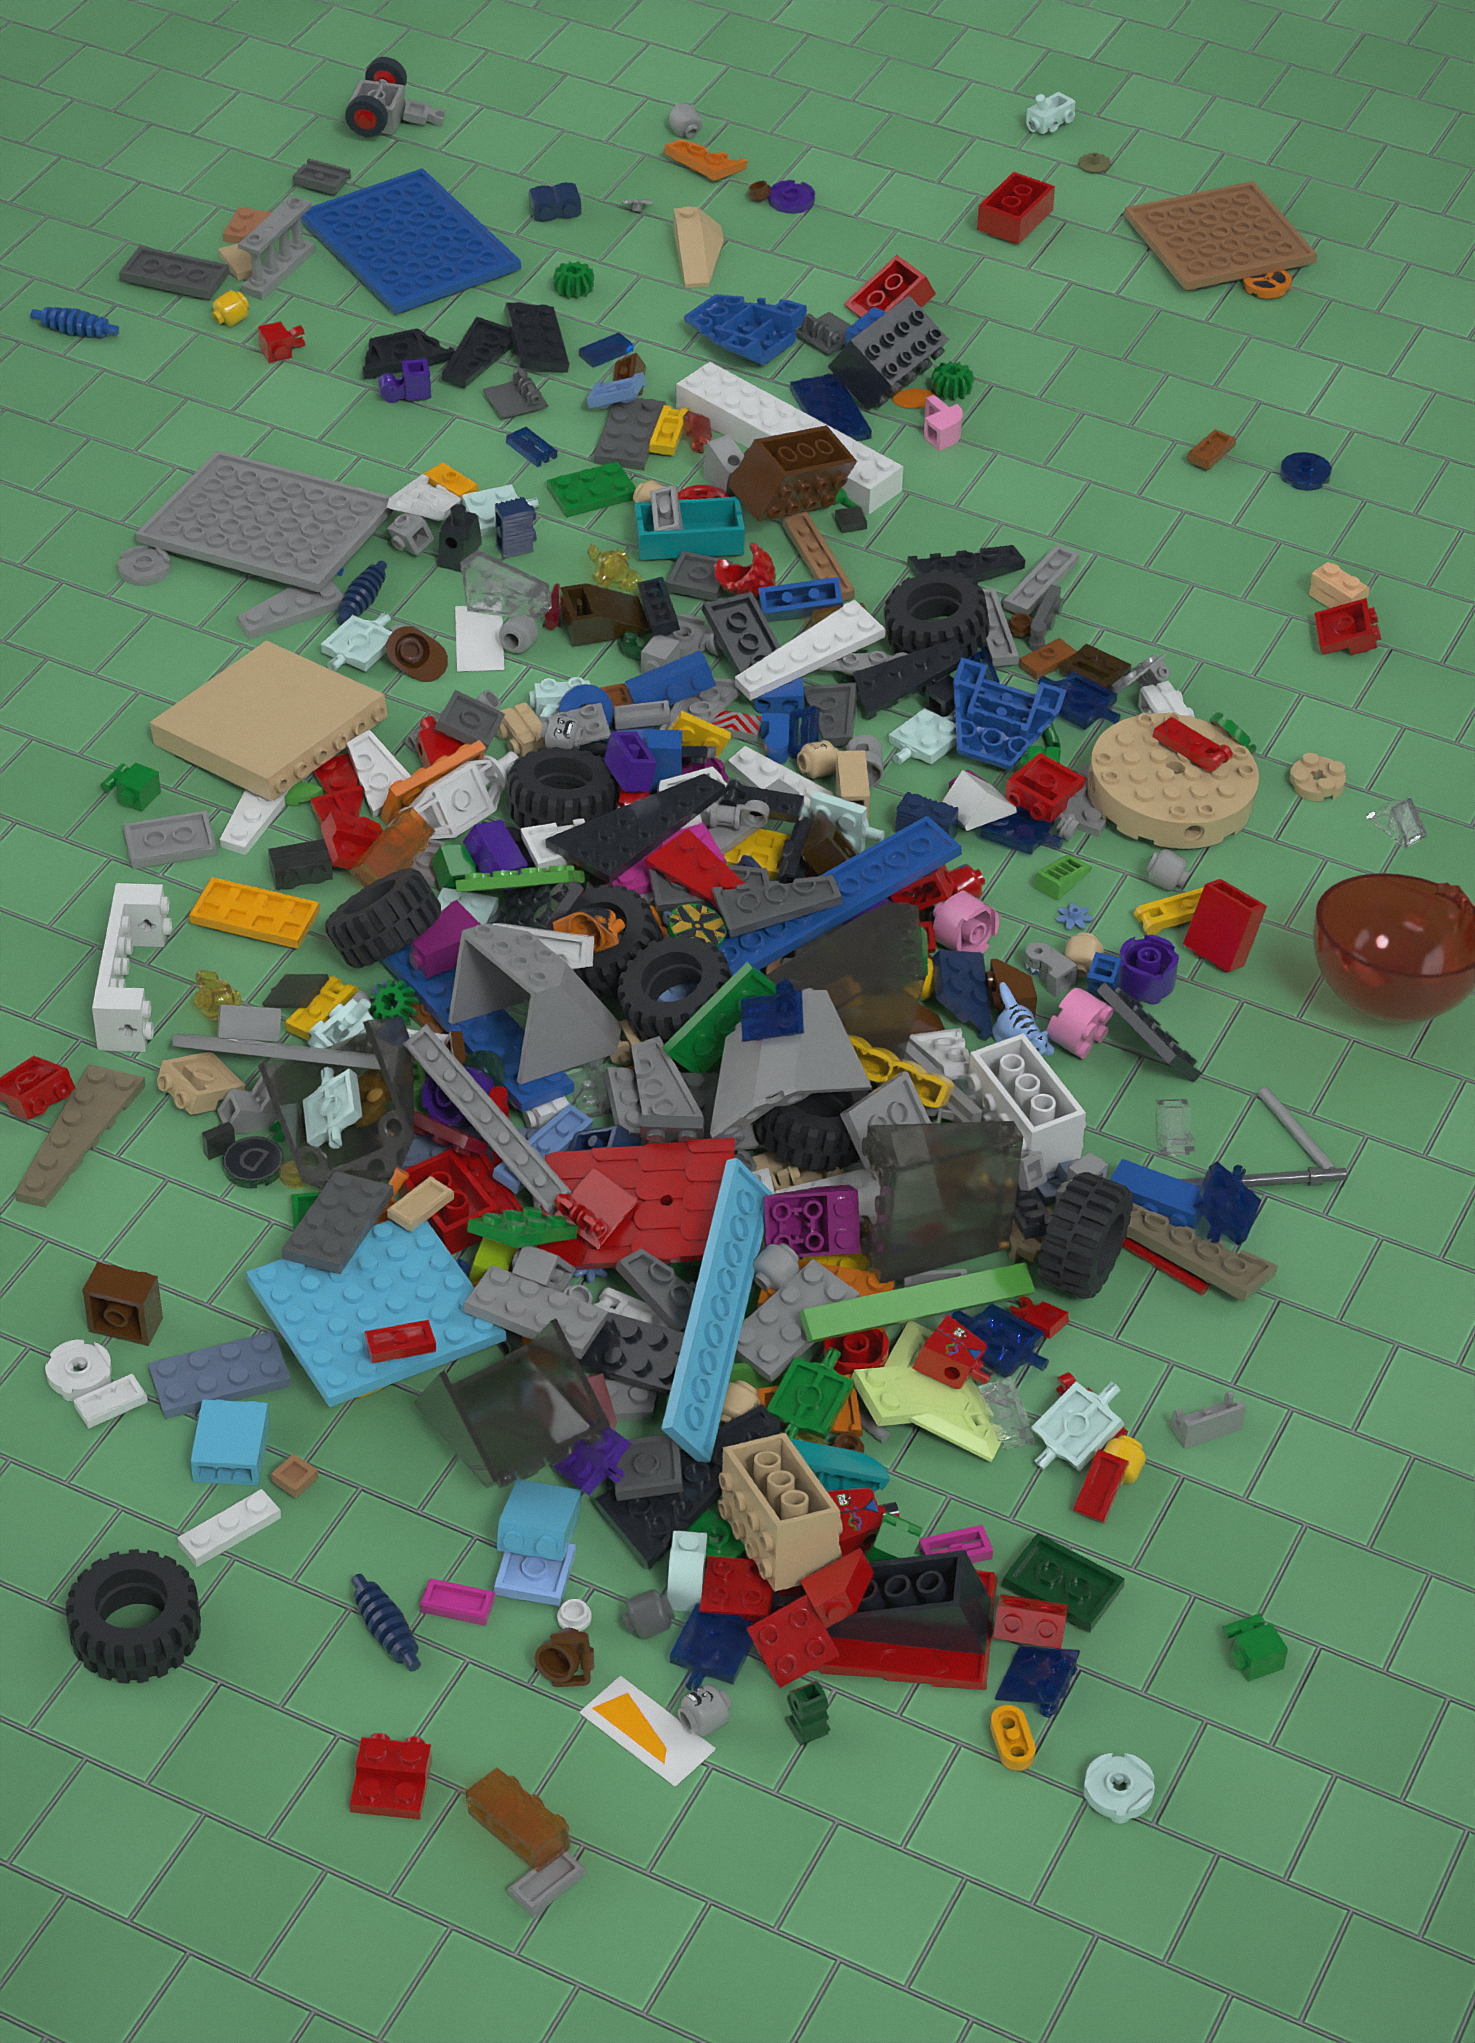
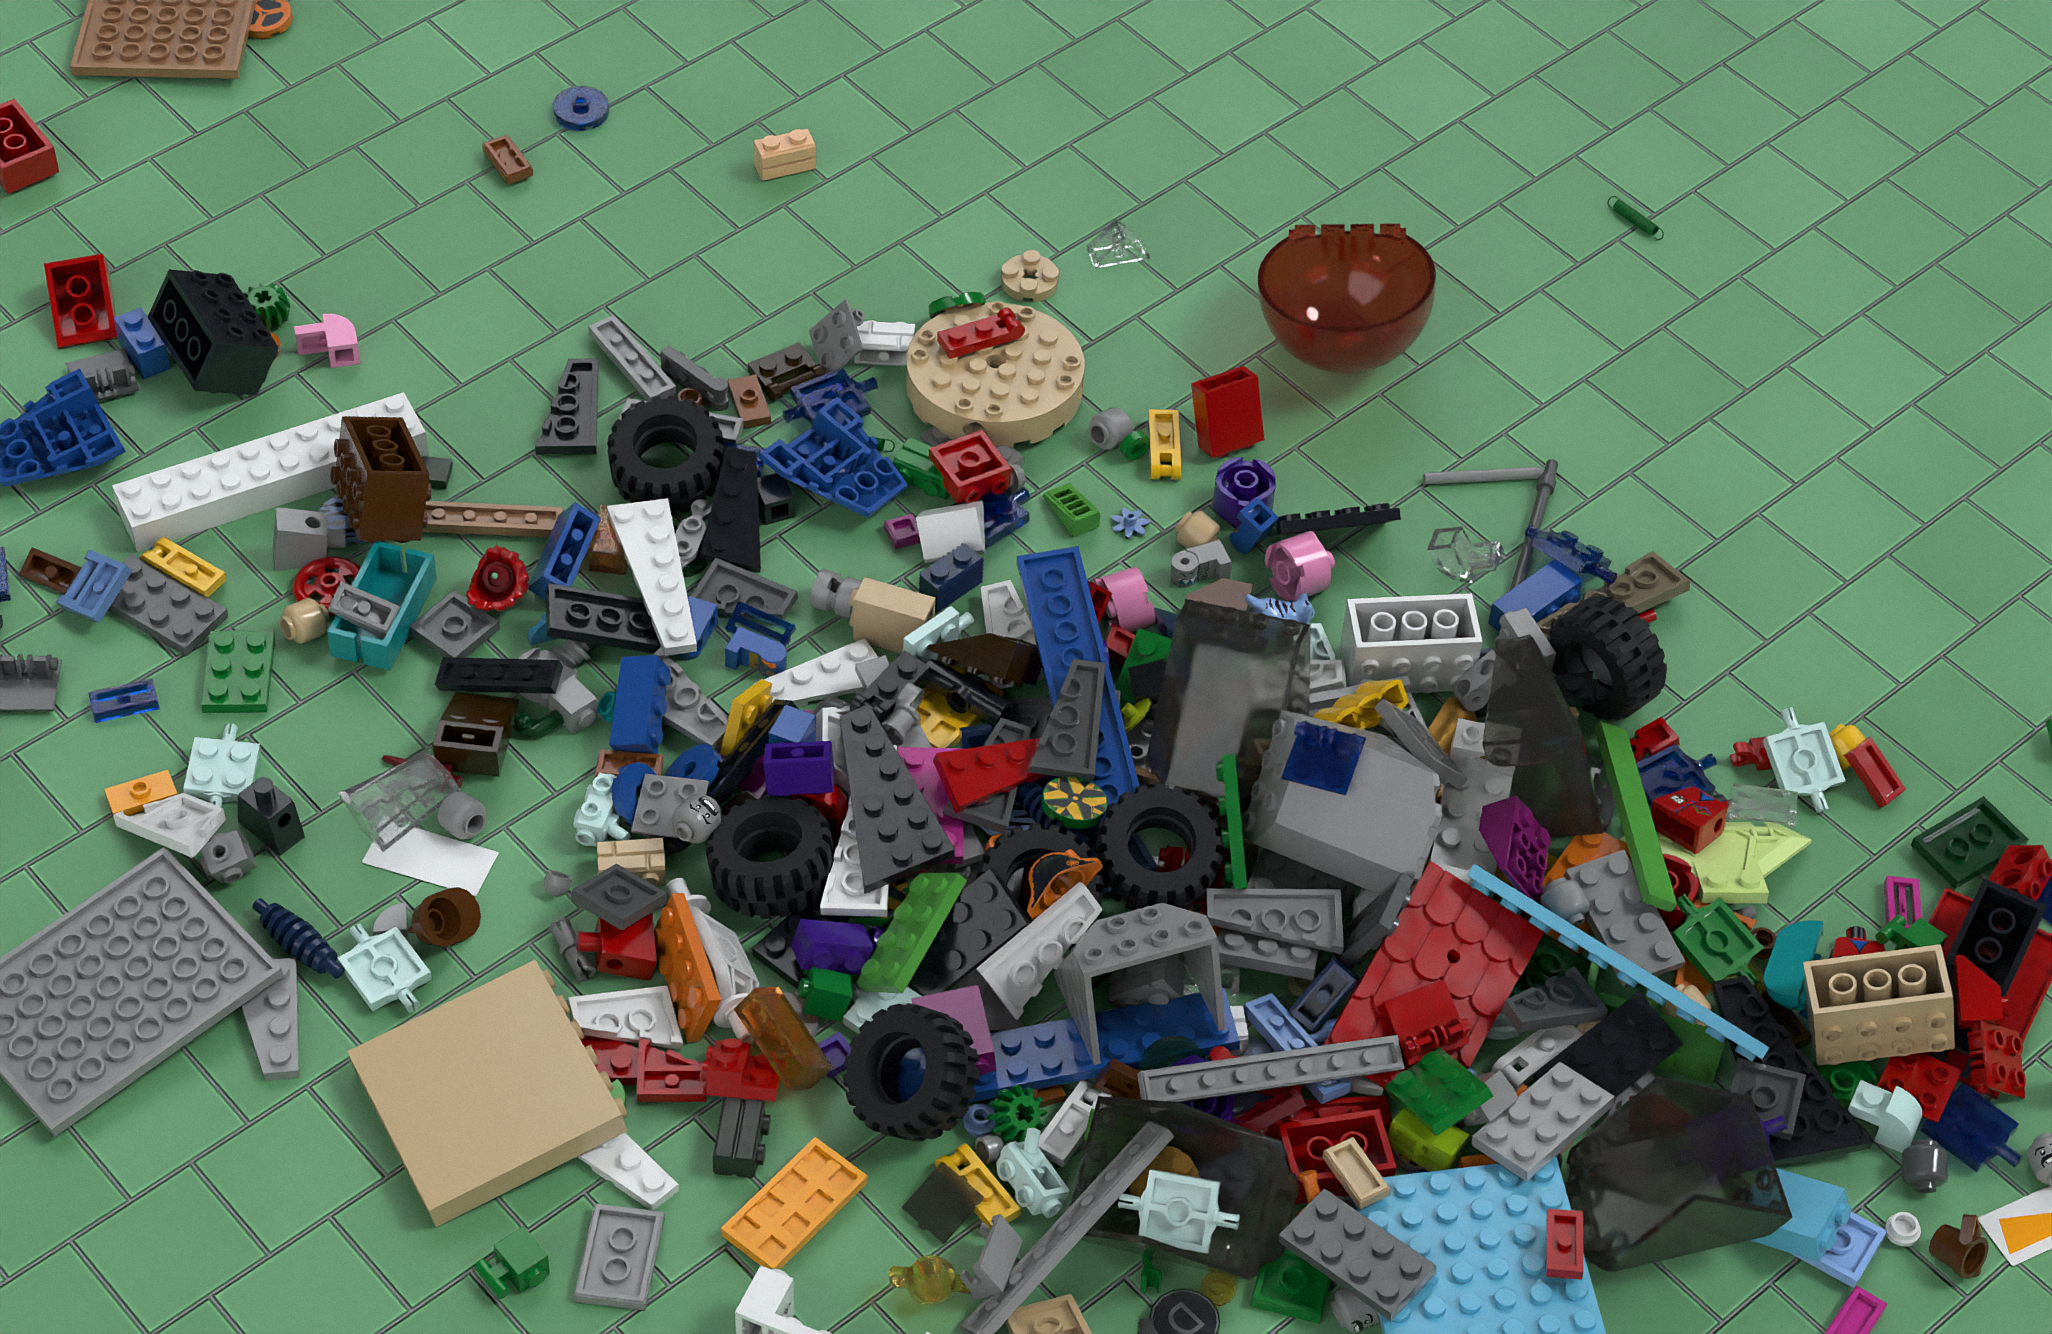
camera: 70 degrees left, 5 degrees up
(144, 565) = (100, 1143): light grey tile -> none
(248, 1109) = (1114, 1291): light grey brick -> none
(514, 527) = (288, 755): dark blue brick -> none
(613, 568) = (404, 695): clear yellow piece -> none
(642, 714) = (674, 747): light grey tile -> none
(698, 428) = (204, 542): clear red plate -> none
(739, 724) = (716, 676): light grey tile -> none
(817, 759) = (813, 630): tan head -> none
(832, 404) = (231, 421): clear blue plate -> none
(924, 737) = (816, 535): light aqua plate -> none
(1158, 888) = (1134, 445): none -> green tile
(1208, 1422) = (1814, 671): light grey hinge -> none
(1348, 627) = (840, 170): red plate -> none

